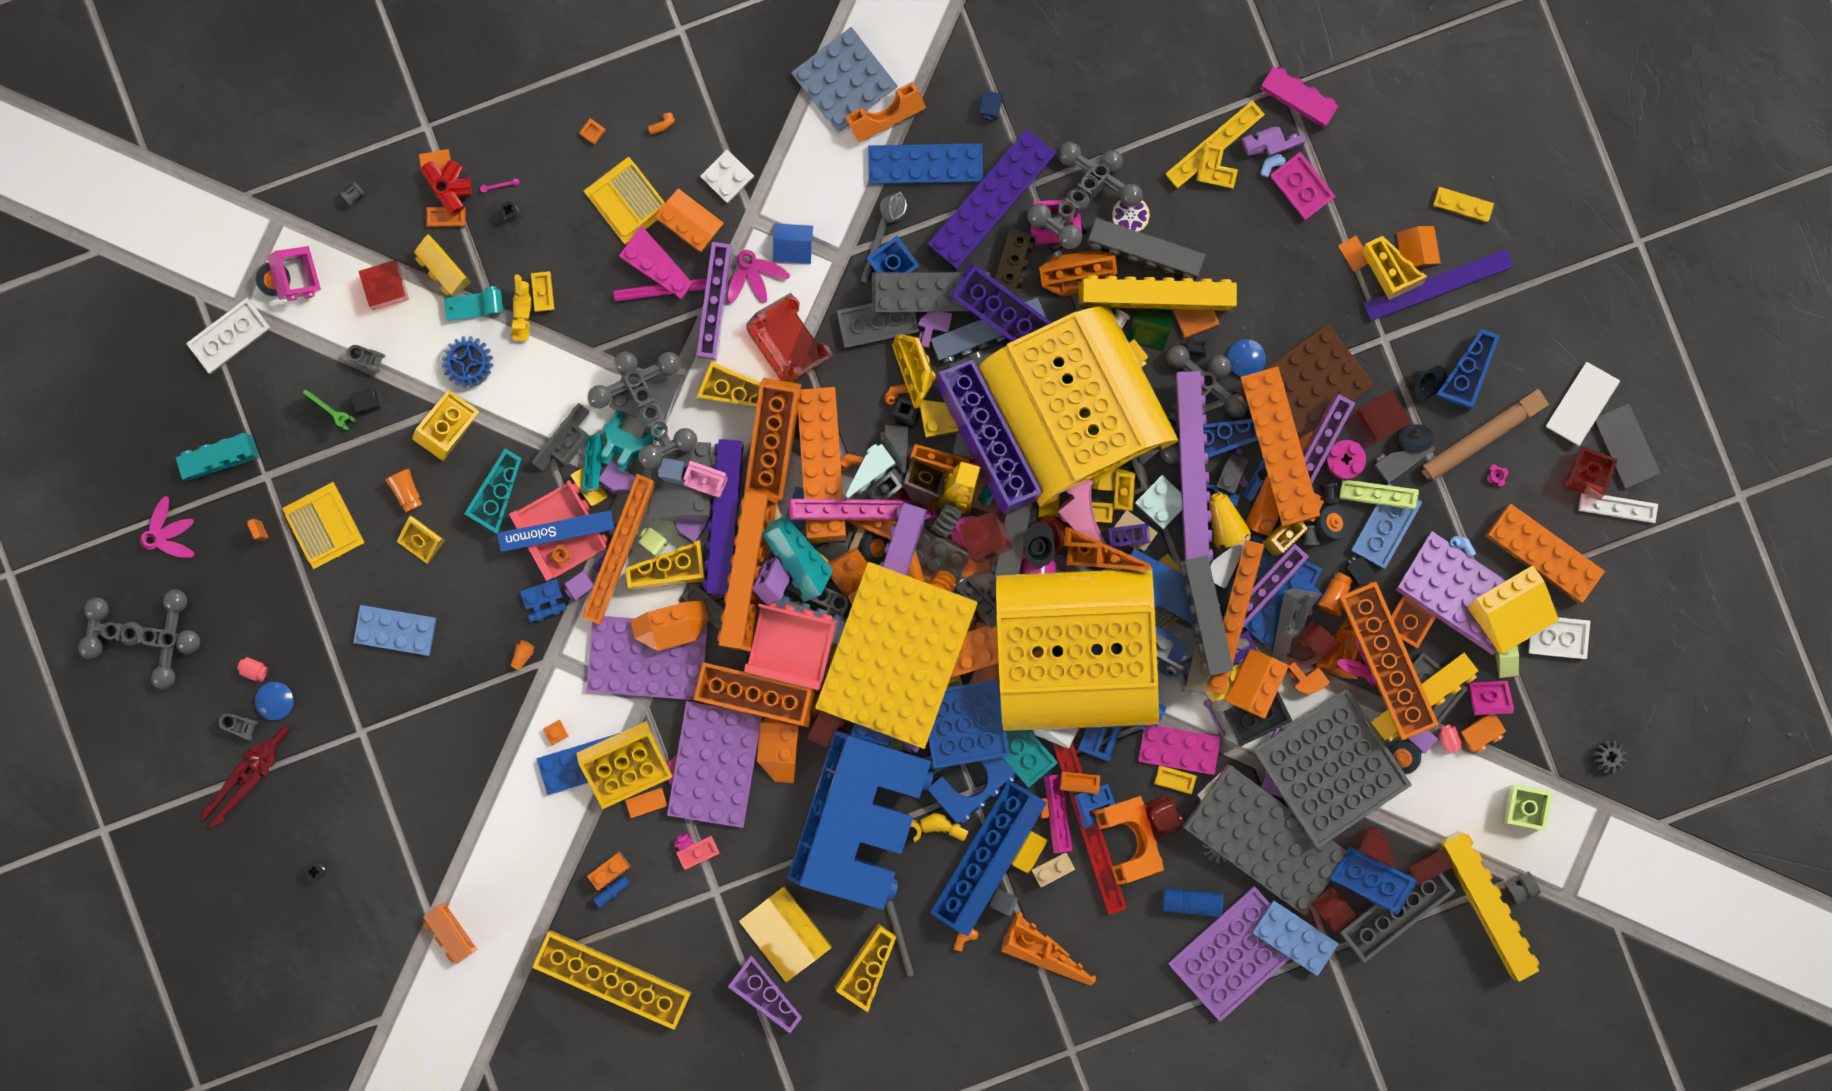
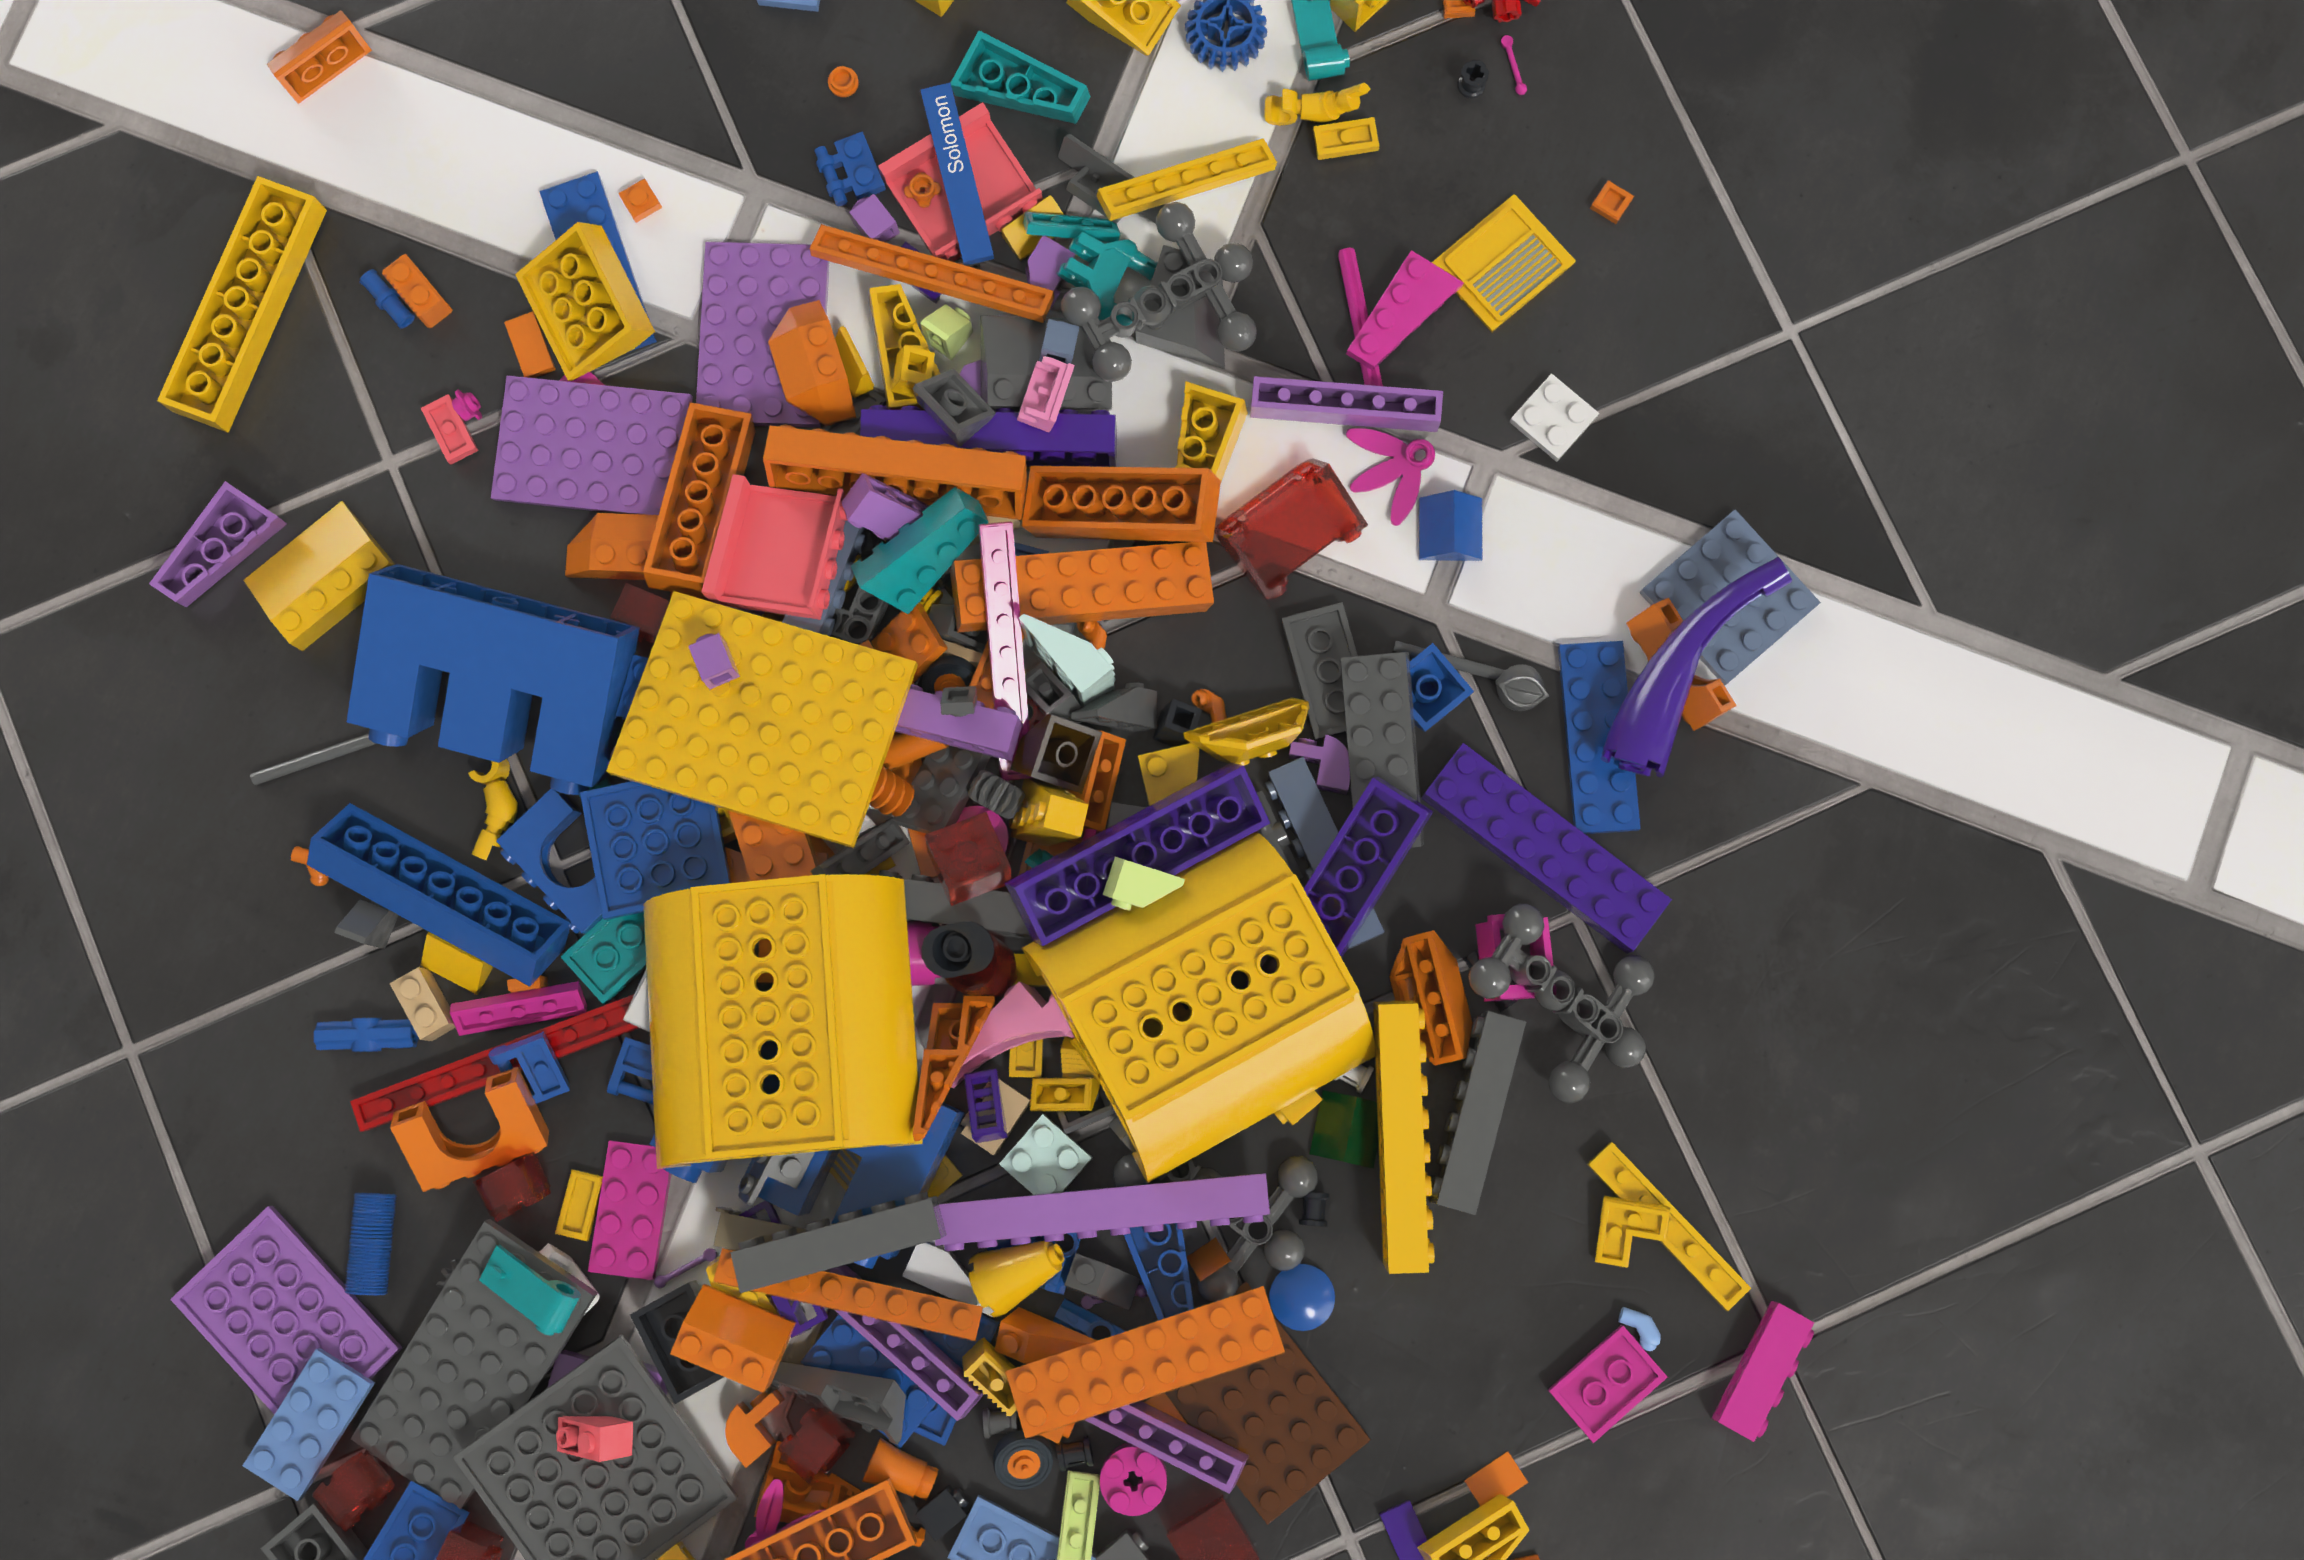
camera: 85 degrees right, 5 degrees down
(486, 602) = (843, 81): none -> orange plate
(521, 655) = (763, 140): orange cone -> none
(567, 390) = (1186, 179): none -> yellow plate
(663, 125) = (1631, 311): orange arm -> none
(672, 599) = (856, 372): none -> yellow slope
(684, 560) = (911, 367): none -> yellow brick
(689, 220) = (1476, 358): orange slope -> none
(709, 534) = (953, 405): none -> dark grey slope
(862, 680) = (713, 660): none -> medium lavender brick
(866, 969) = (252, 701): yellow wedge -> none
(894, 536) = (958, 701): none -> dark grey plate
(909, 128) = (1653, 707): none -> dark purple brick
(990, 105) = (1706, 839): dark blue brick -> none
(1008, 435) = (1138, 884): none -> yellowish green slope
(1014, 259) = (1442, 889): dark brown brick -> none
(1030, 945) = (300, 975): orange wedge -> none
(1069, 905) = (365, 1035): none -> blue piece
(1080, 782) = (566, 1041): orange tile -> none
(1131, 218) = (1530, 1089): tile -> none
(1195, 321) = (1361, 1205): orange tile -> none
(1222, 410) = (1208, 1259): none -> orange sticker
(1232, 791) = (541, 1301): none -> teal door
(1272, 142) = (1680, 1326): medium lavender plate -> none
(1309, 765) = (595, 1437): none -> coral slope

